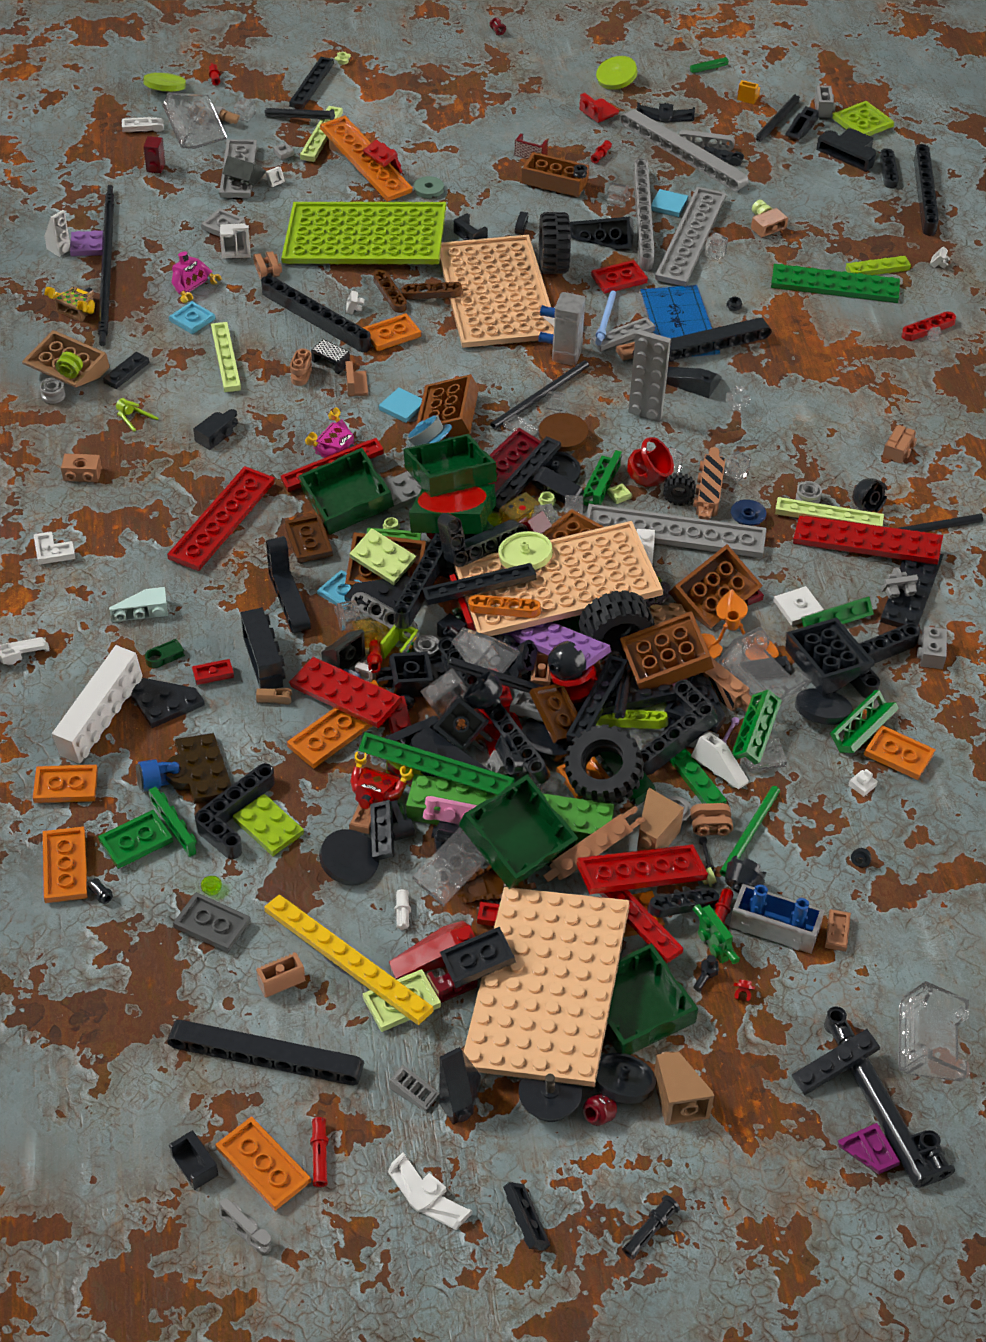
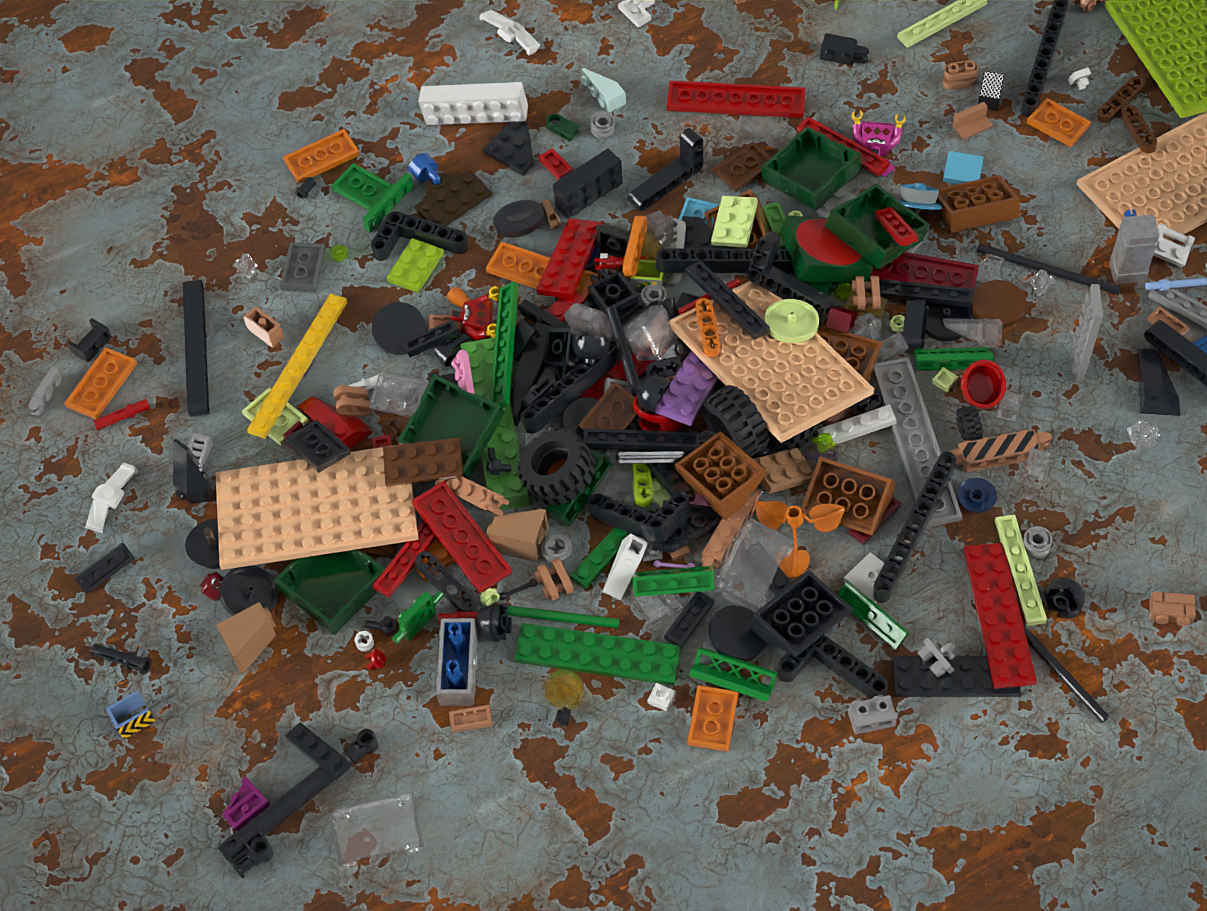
camera: 75 degrees right, 10 degrees up
(65, 783) = (398, 123): orange plate -> none
(177, 976) = (245, 266): none -> clear tile
(187, 620) = (602, 124): none -> light grey wheel
(266, 718) = (519, 218): none -> black piece
(336, 798) = (457, 296): none -> orange cone
(372, 631) = (635, 246): none -> orange beam
(418, 919) = (352, 401): none -> nougat brick
(464, 449) = (896, 226): none -> red plate
(516, 497) = (859, 286): none -> nougat brick
(551, 865) = (423, 462): none -> reddish brown plate
(578, 813) = (494, 465): none -> black piece
(589, 447) = (982, 331): none -> clear slope
(716, 1002) = (360, 645): none -> white bush
(724, 1247) = (124, 707): none -> medium blue piece
(769, 555) = (911, 533): none -> black beam
(794, 737) = (689, 619): none -> black plate
(801, 816) = (597, 654): none -> green plate
(836, 844) = (564, 689): none -> clear yellow cylinder

